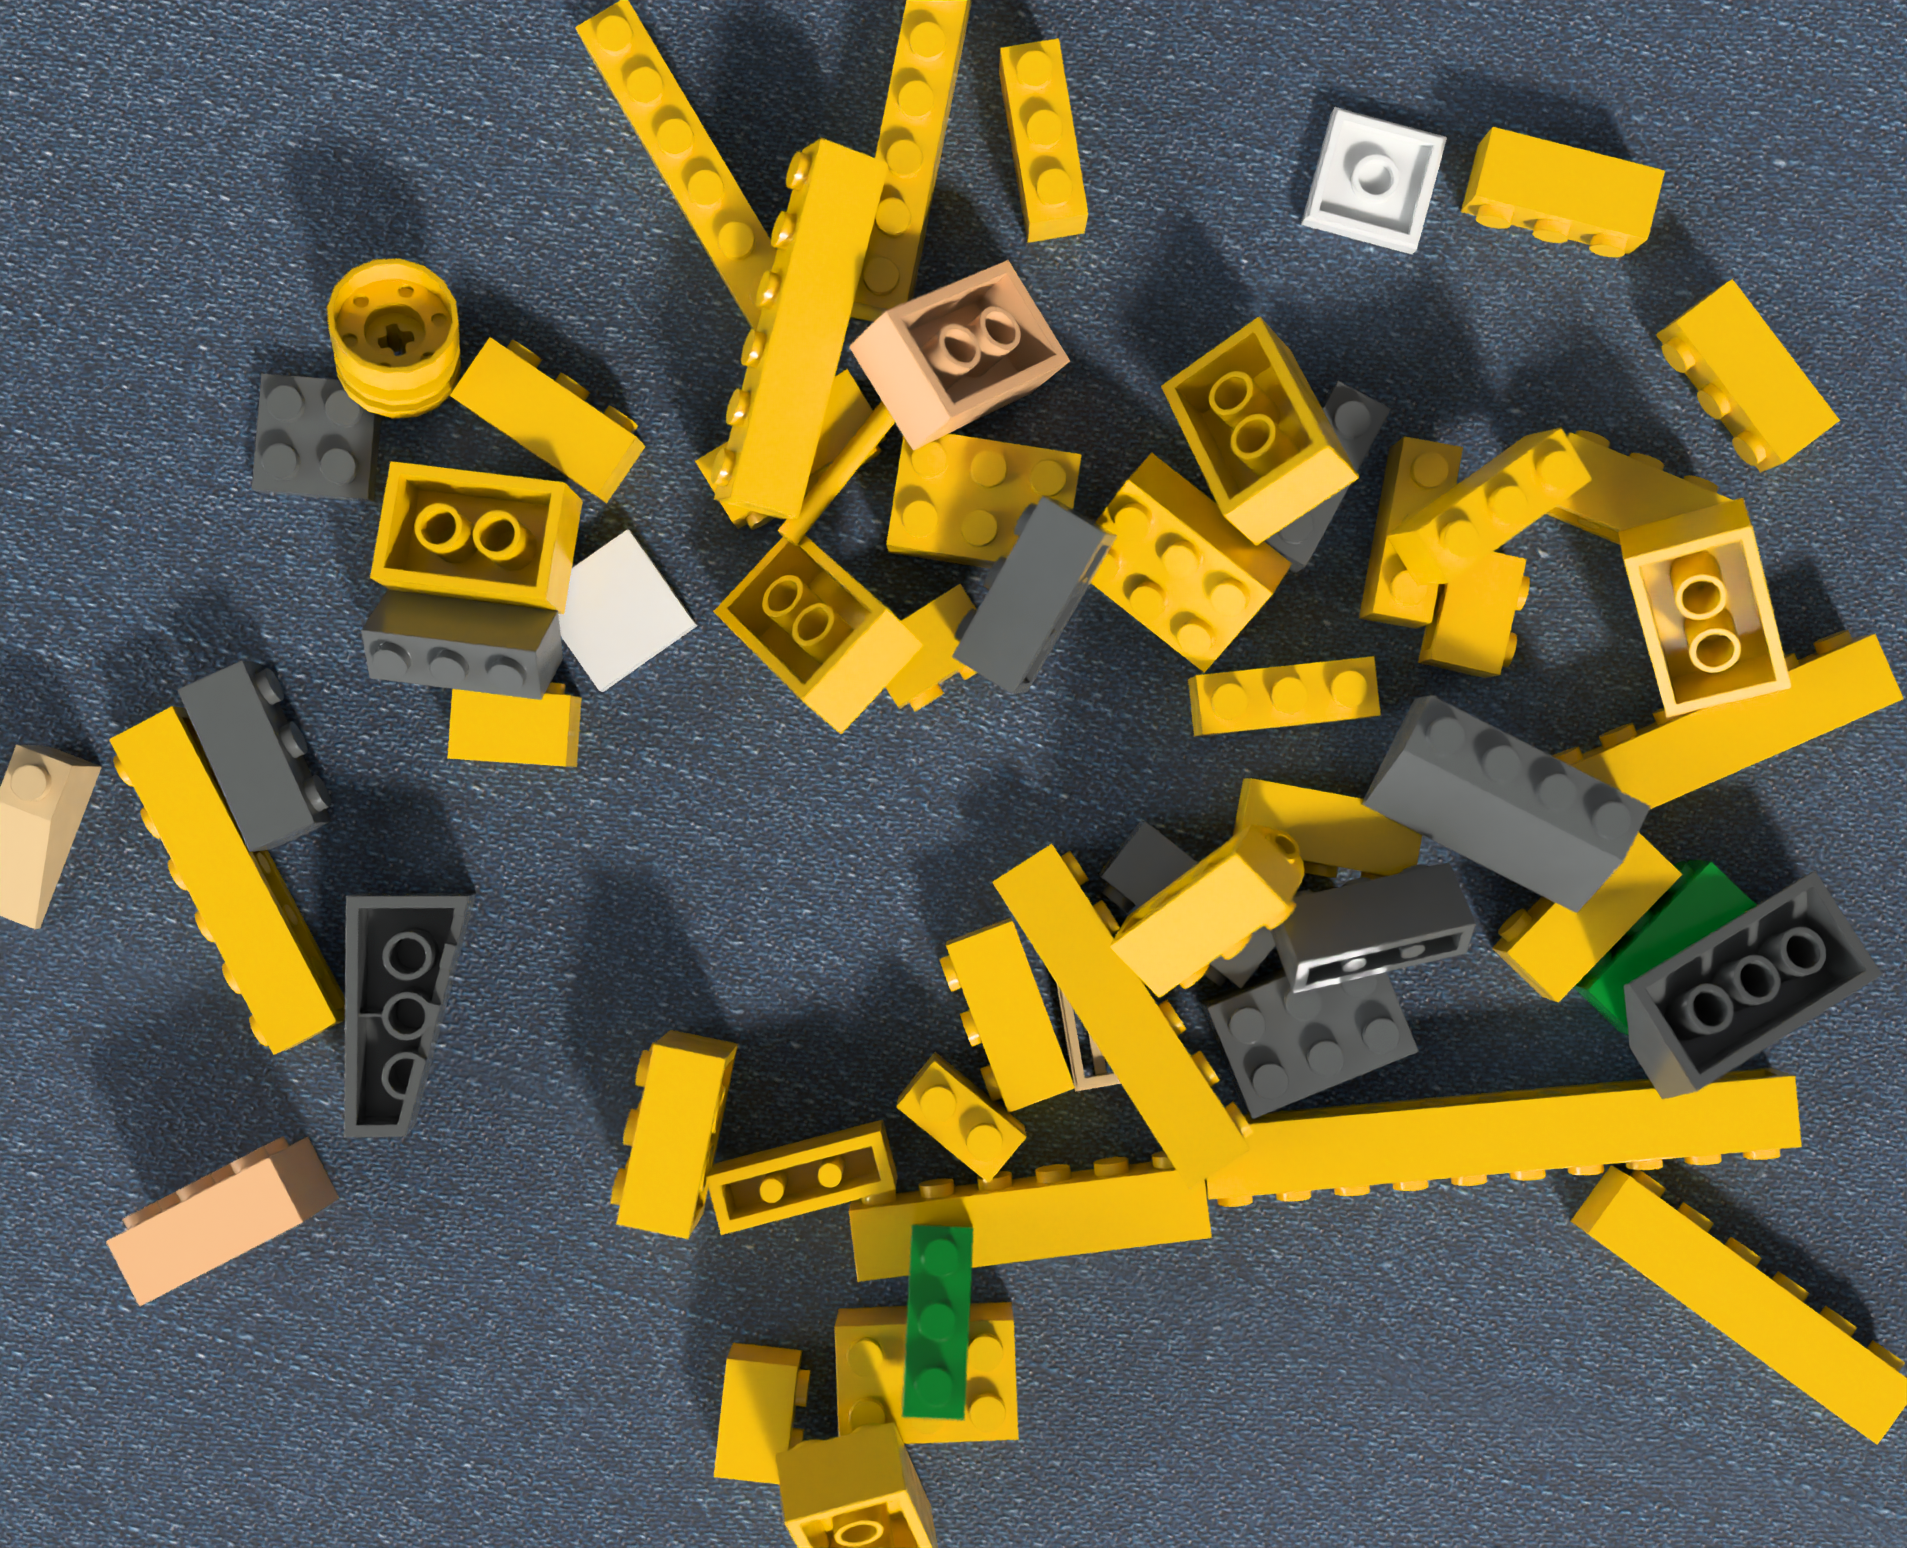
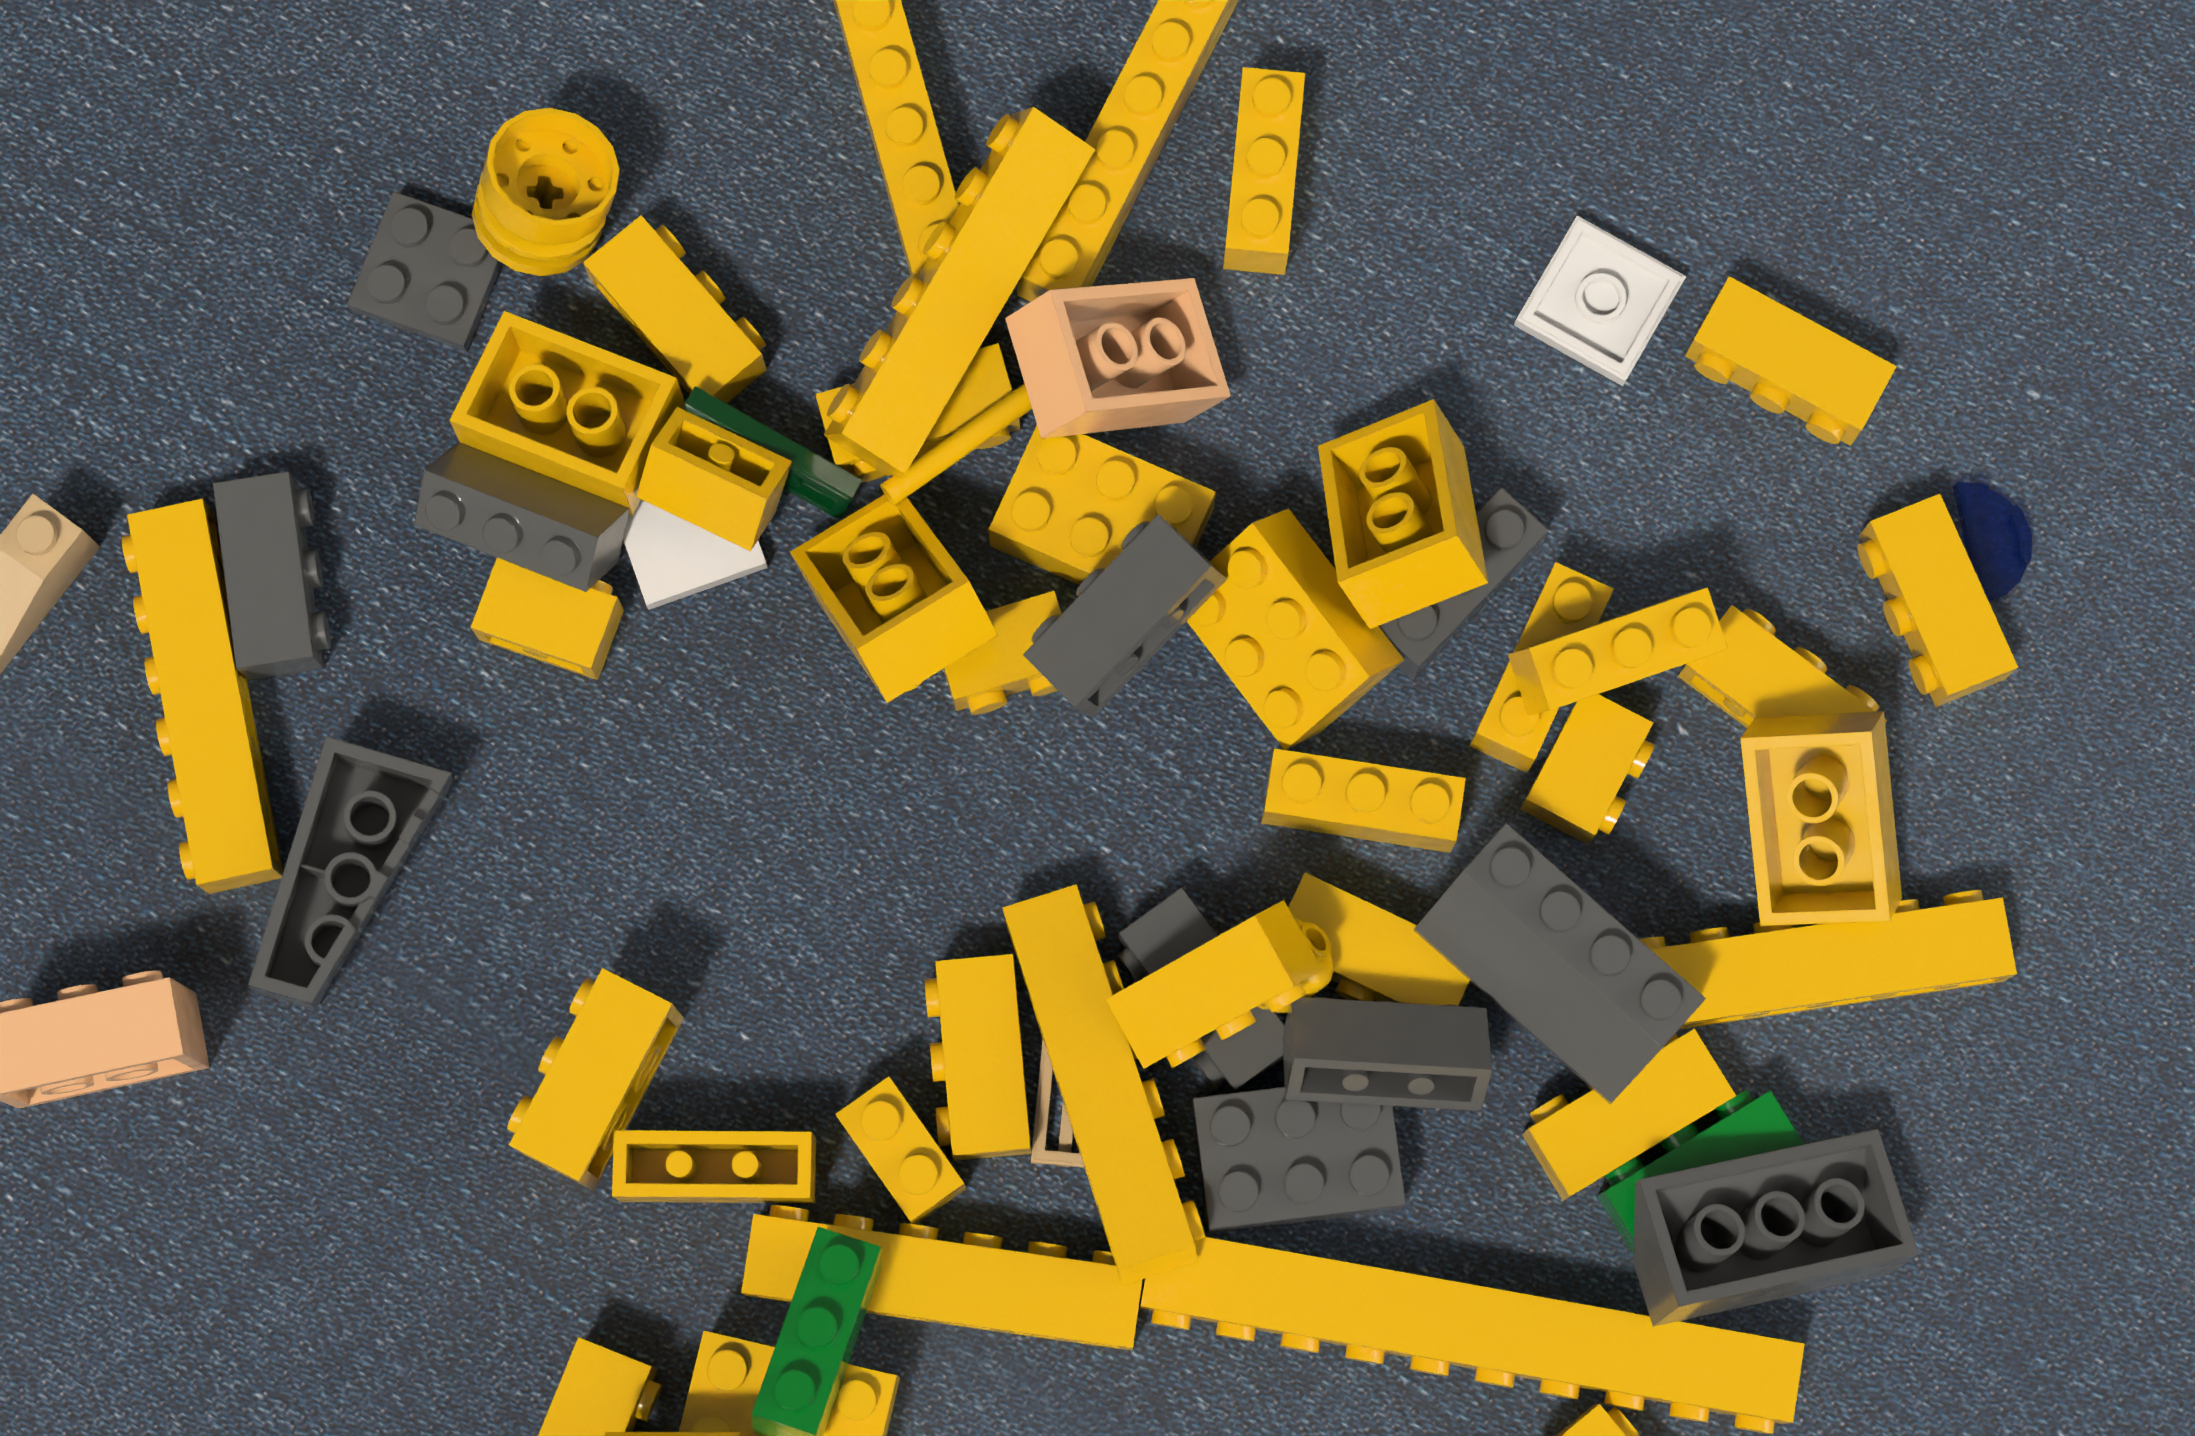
camera: 15 degrees right, 10 degrees down
(625, 564) = (713, 478): none -> yellow brick
(667, 525) = (809, 475): none -> dark green tile
(1780, 299) = (1994, 537): none -> clear blue tile

